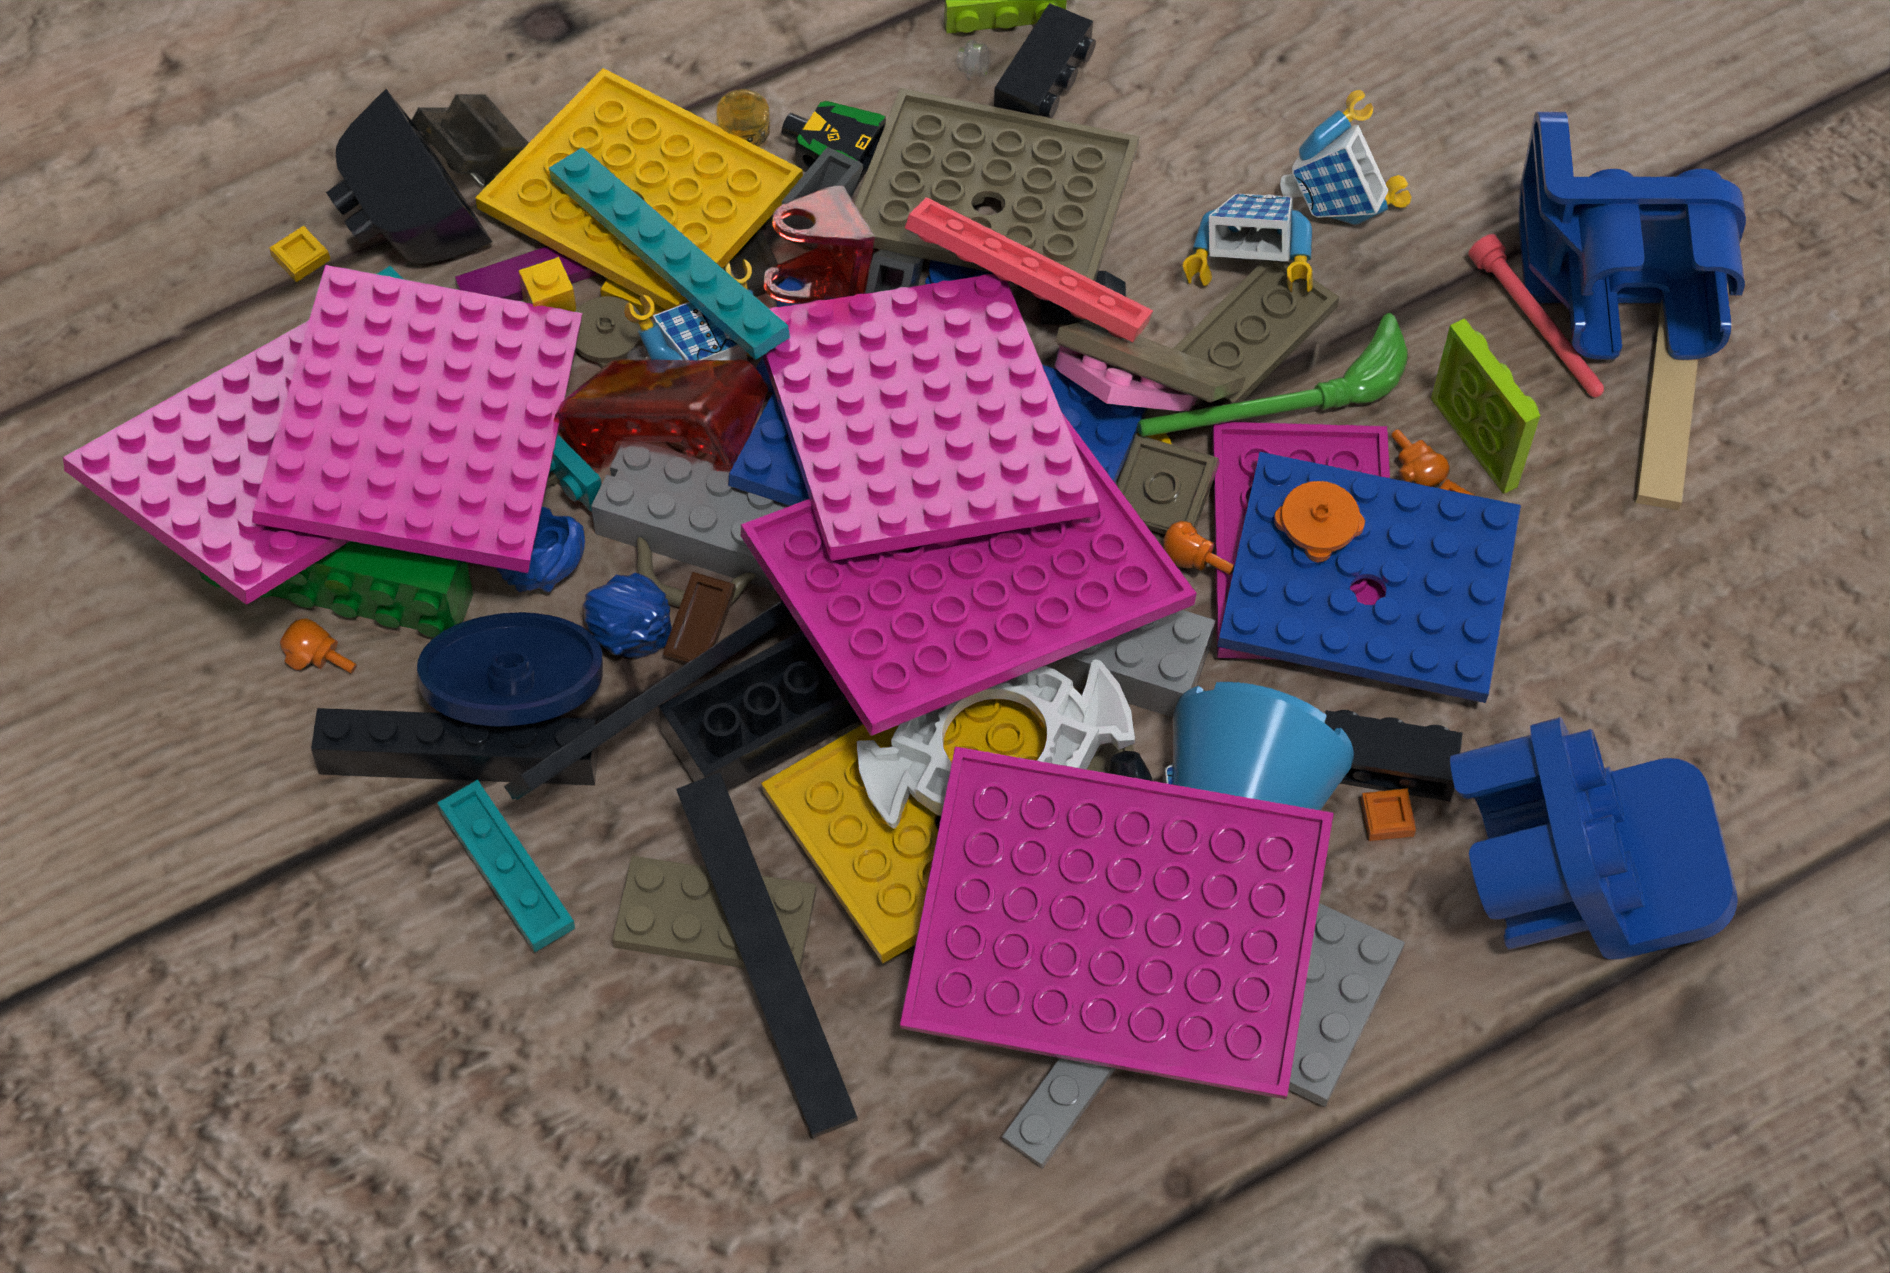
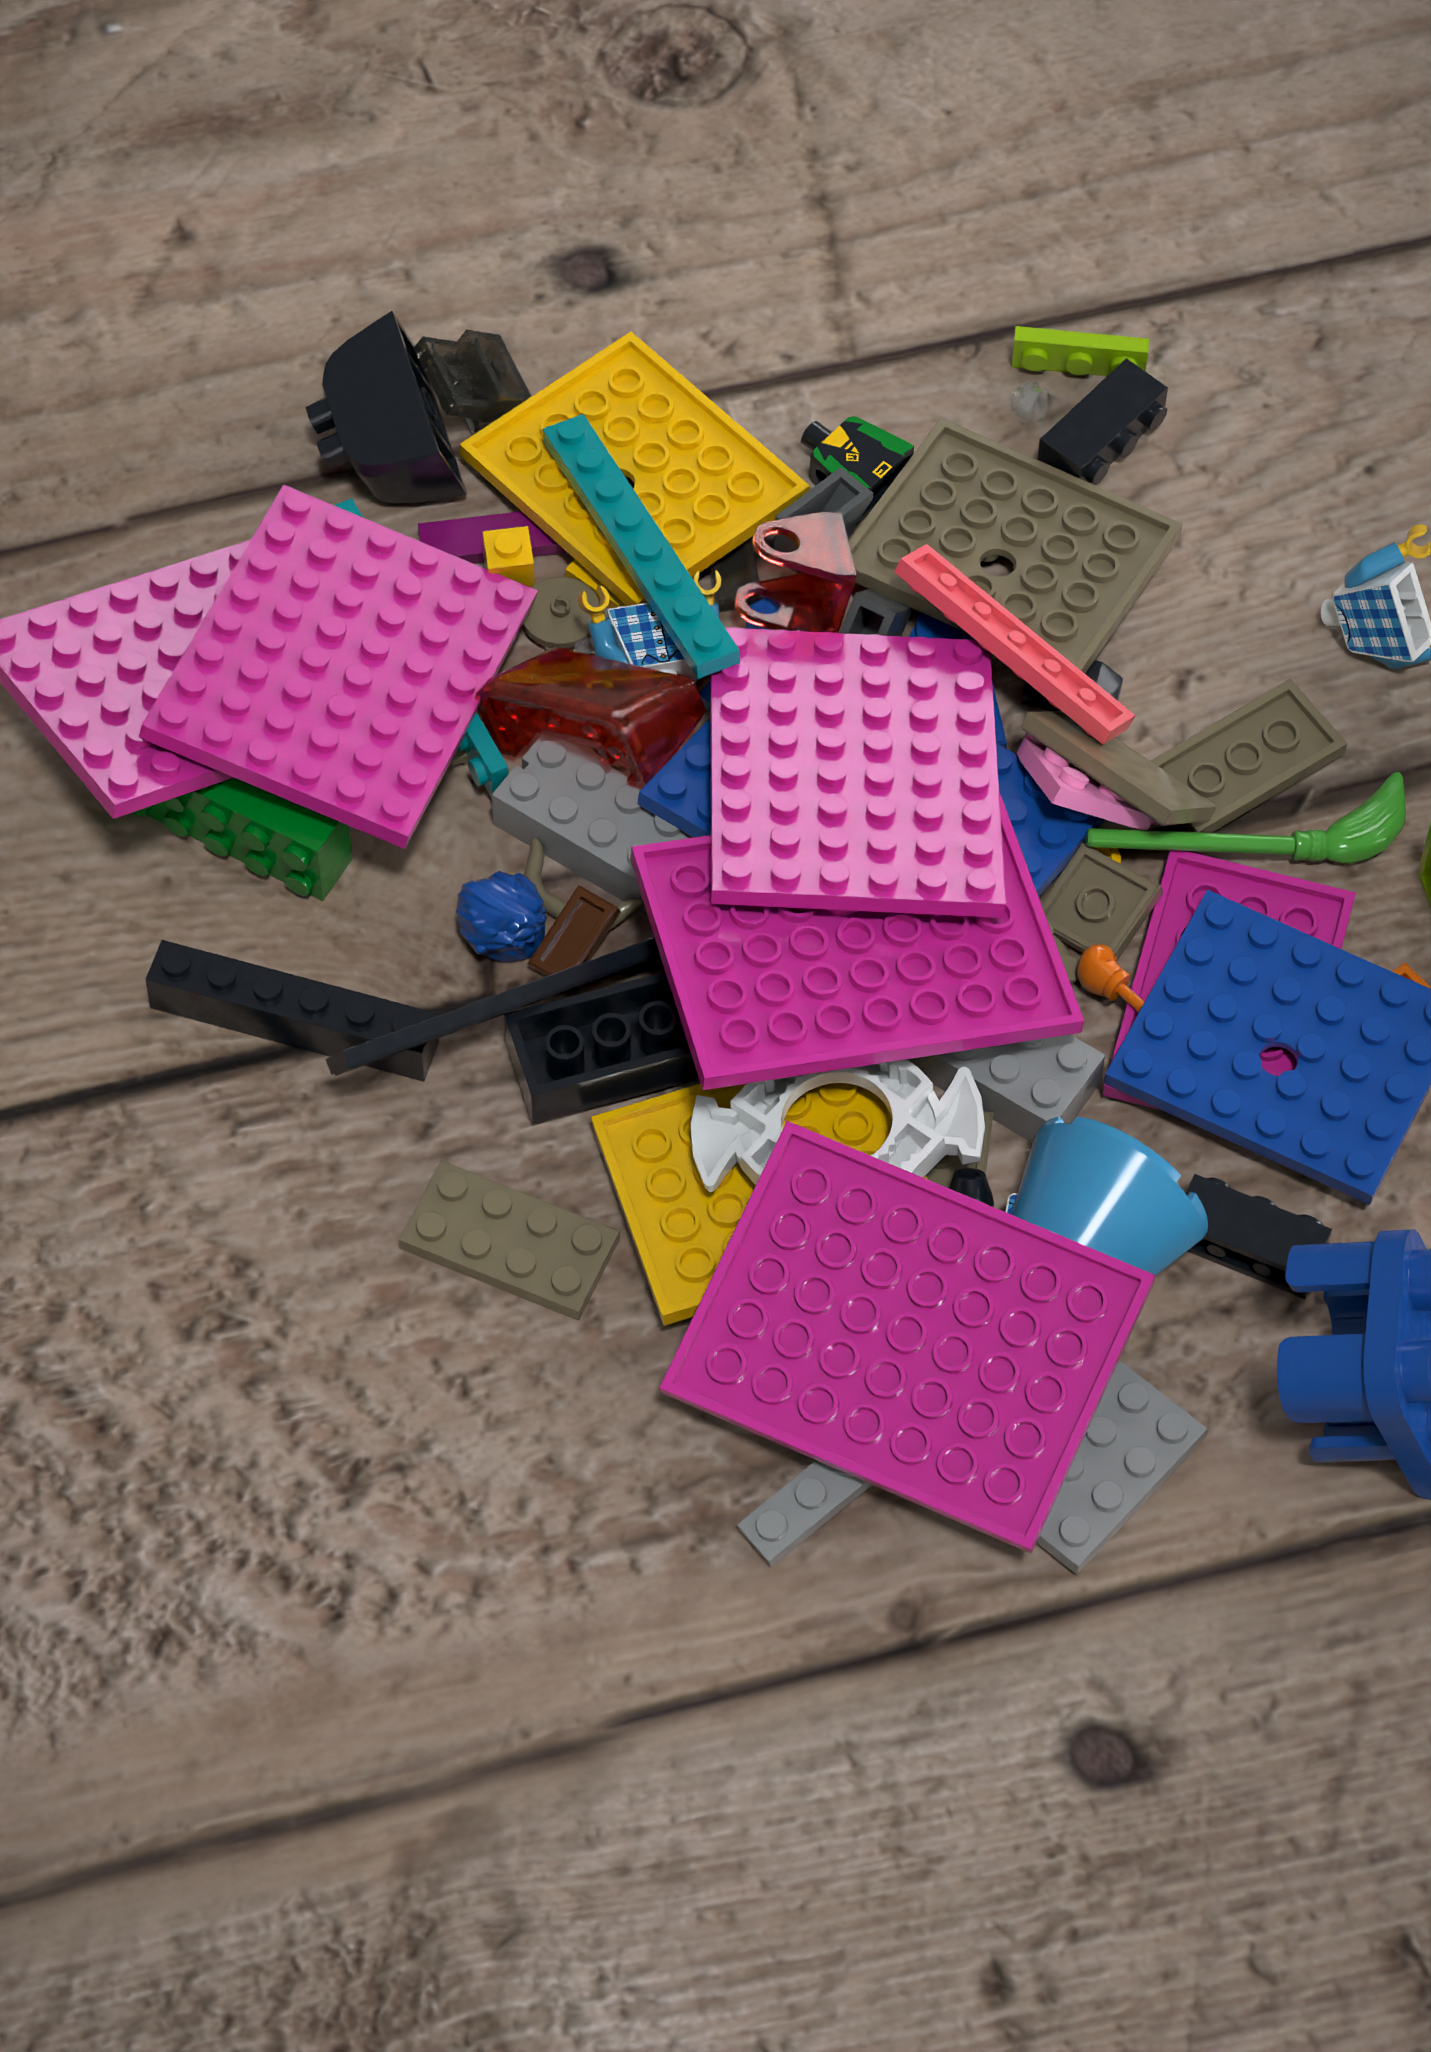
camera: 15 degrees right, 0 degrees up
(299, 253) = (265, 465): yellow tile -> none
(310, 643) = (173, 873): orange piece -> none
(506, 866) = (312, 1141): teal plate -> none
(510, 669) = (365, 943): dark blue dish -> none
(554, 556) = (441, 834): blue hair -> none
(744, 115) = (765, 415): clear yellow head -> none
(767, 956) = (547, 1289): black tile -> none
(1254, 229) = (1274, 651): torso -> none
(1320, 518) = (1246, 973): orange piece -> none
(1388, 814) = (1233, 1297): orange tile -> none
(1420, 462) = (1381, 939): orange piece -> none

